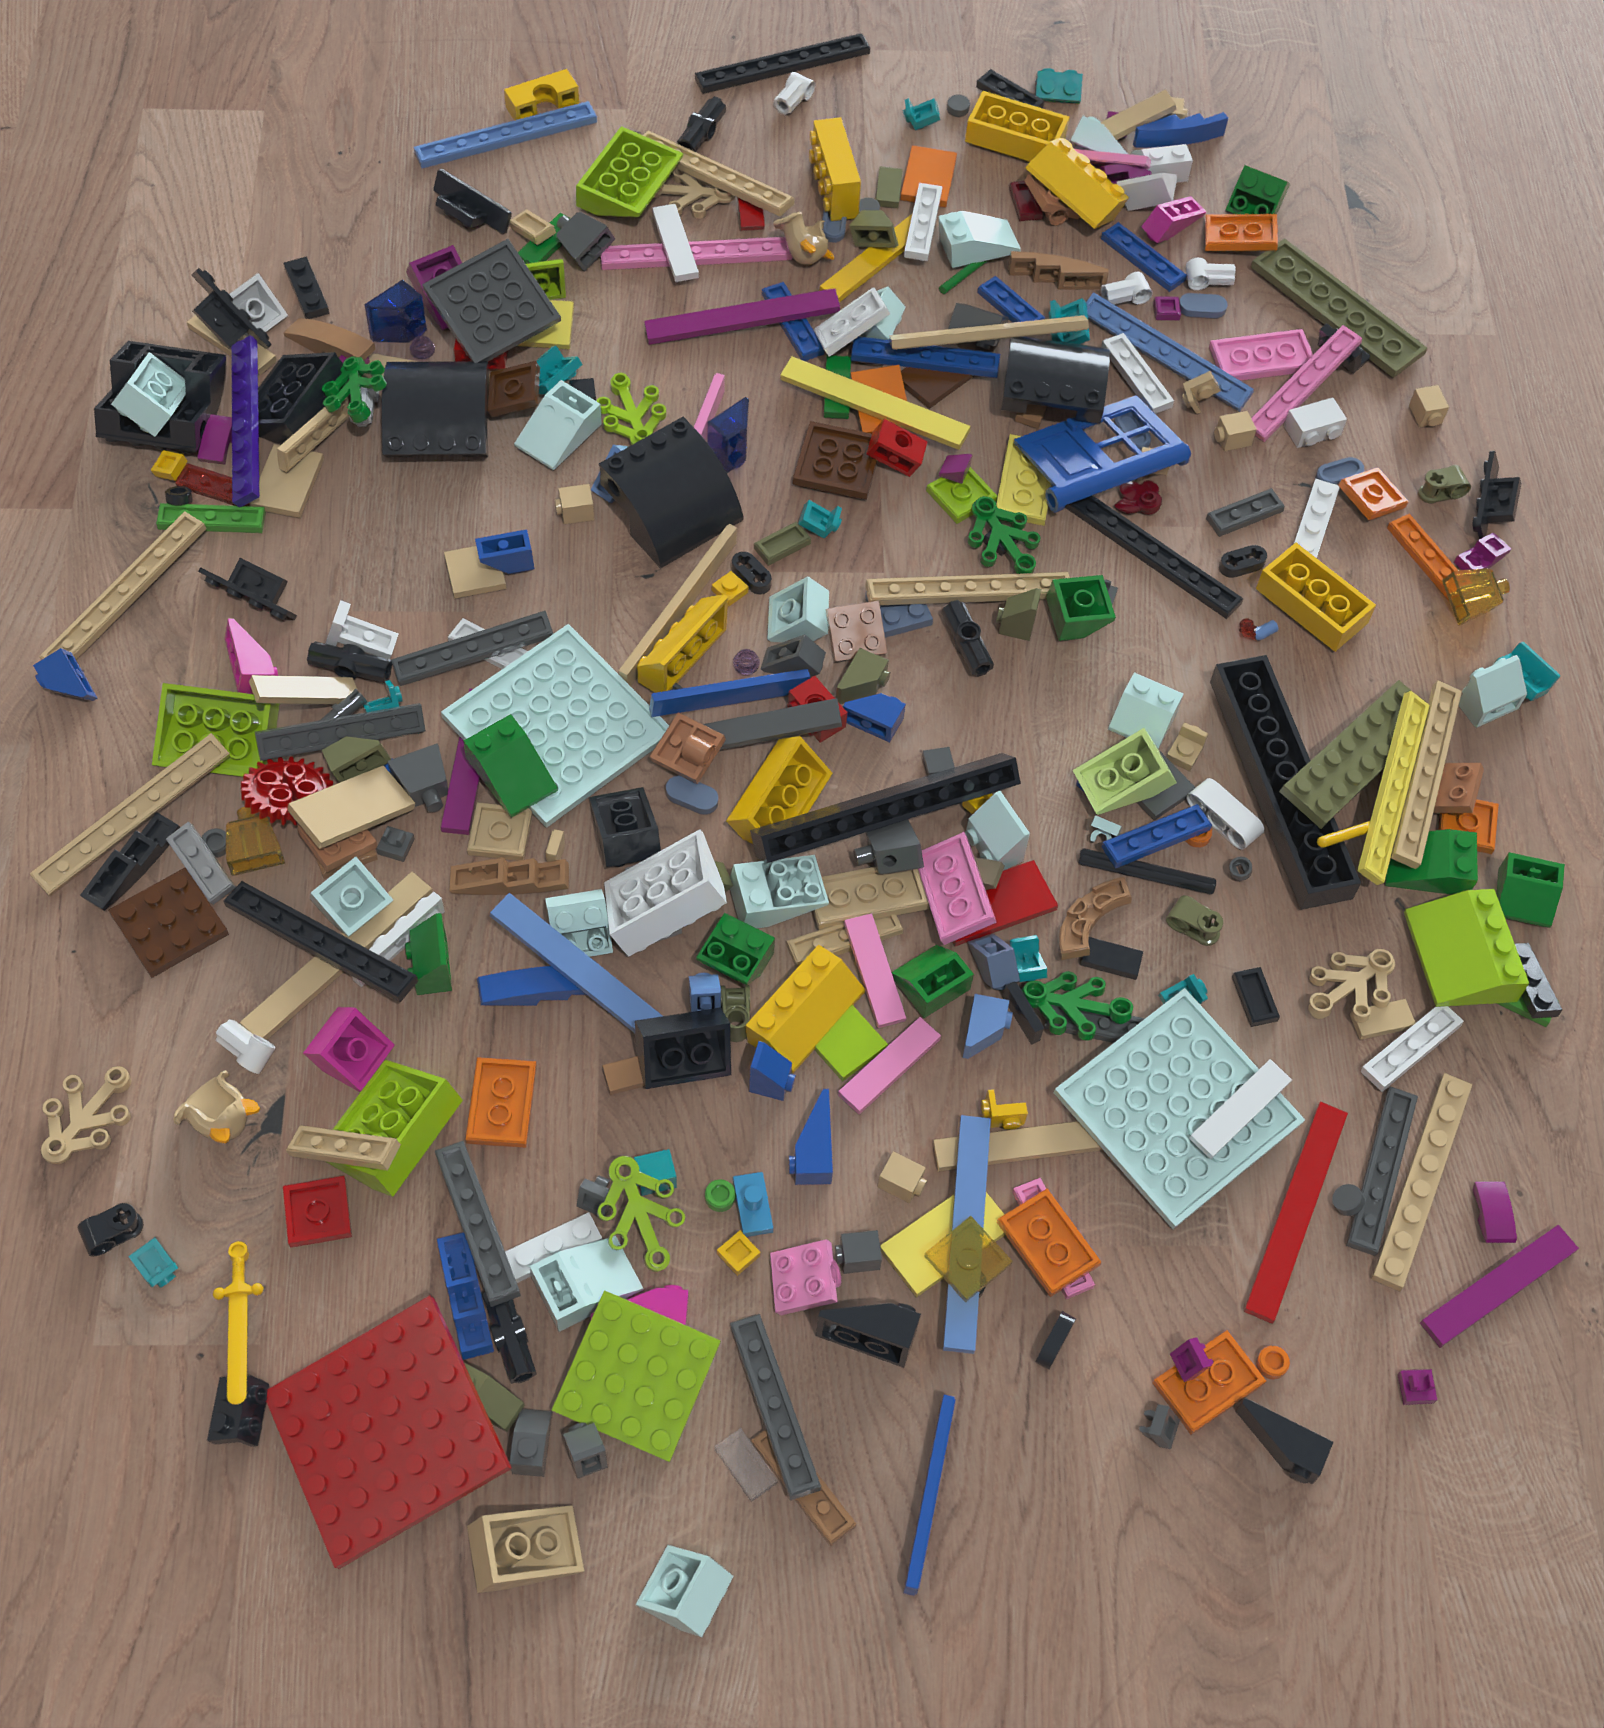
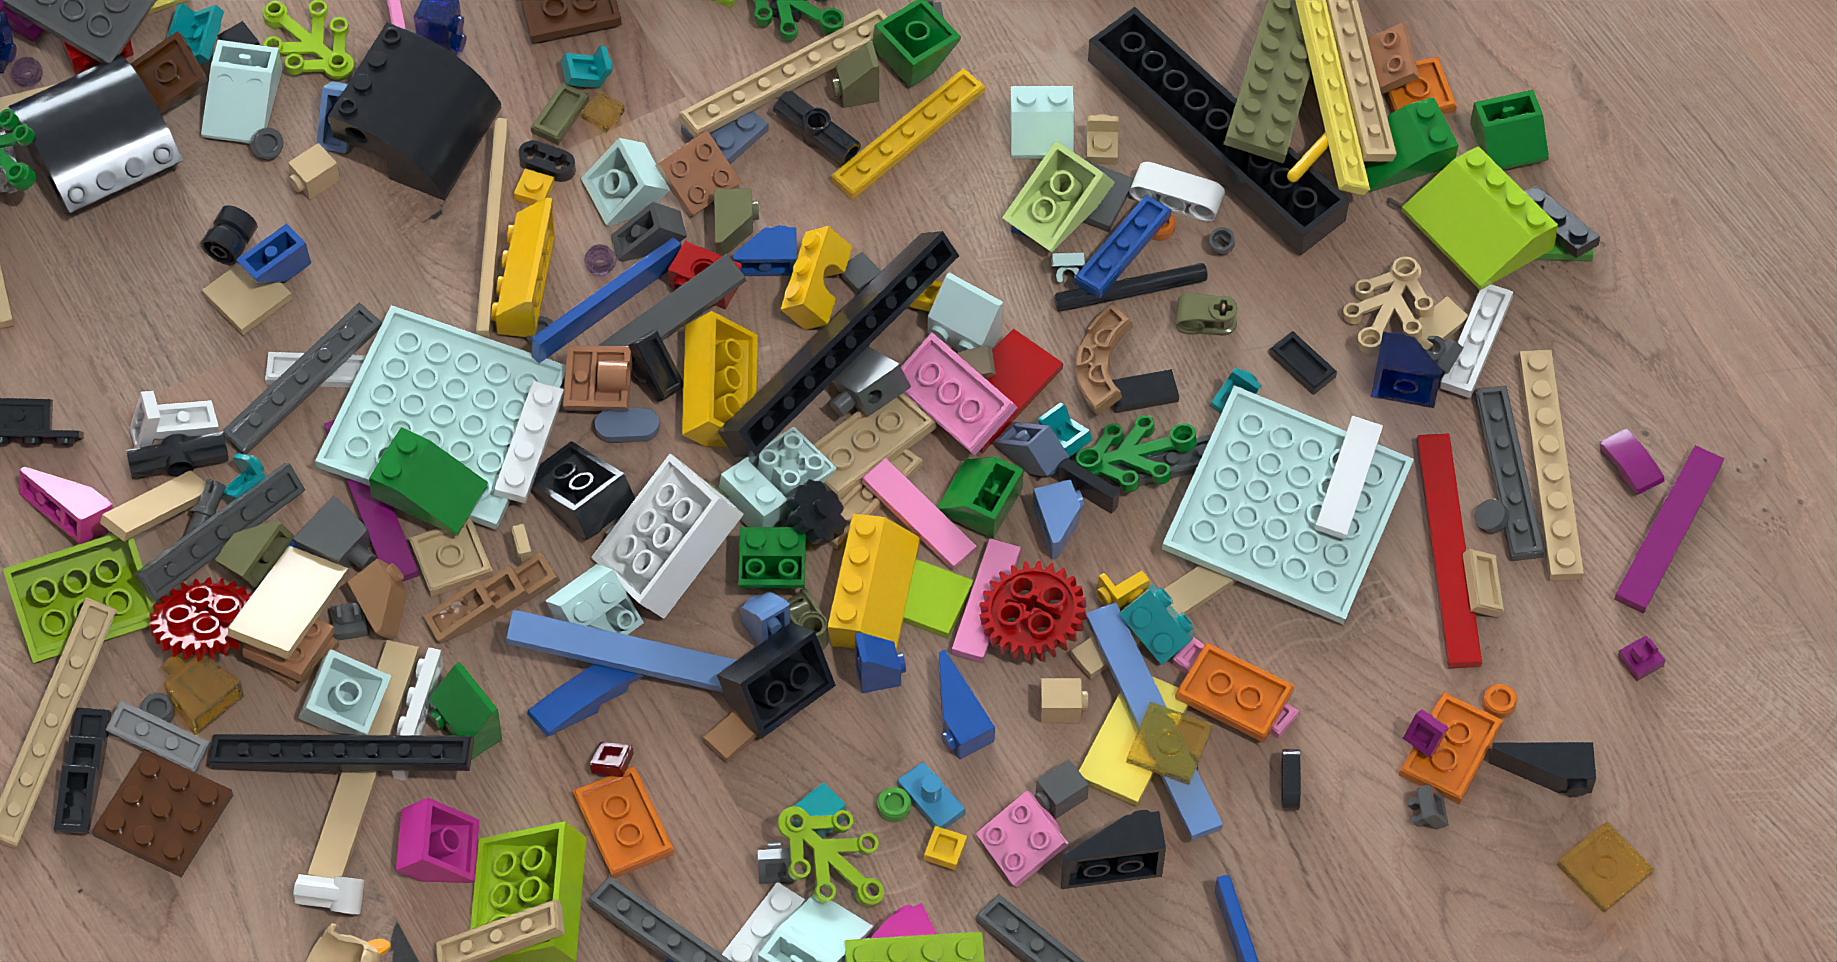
camera: 25 degrees left, 0 degrees up
(425, 837) = (381, 596): none -> medium nougat slope
(486, 521) = (229, 235): none -> black wheel
(521, 1047) = (611, 759): none -> dark red tile
(555, 469) = (266, 143): none -> dark grey tile
(606, 772) = (529, 442): none -> white plate
(737, 759) = (655, 366): none -> black tile
(790, 929) = (815, 512): none -> black plant
(814, 555) = (602, 111): none -> clear yellow tile
(883, 760) = (820, 256): none -> yellow arch
(898, 1107) = (1033, 611): none -> red gear
(1016, 1153) = (1158, 623): none -> teal bracket
(1037, 674) = (907, 133): none -> yellow tile
(1290, 1558) = (1605, 867): none -> clear yellow tile
(1310, 1253) = (1483, 583): none -> tan tile
(1335, 1043) = (1405, 372): none -> clear blue slope
(1374, 1046) = (1444, 352): none -> dark grey tile

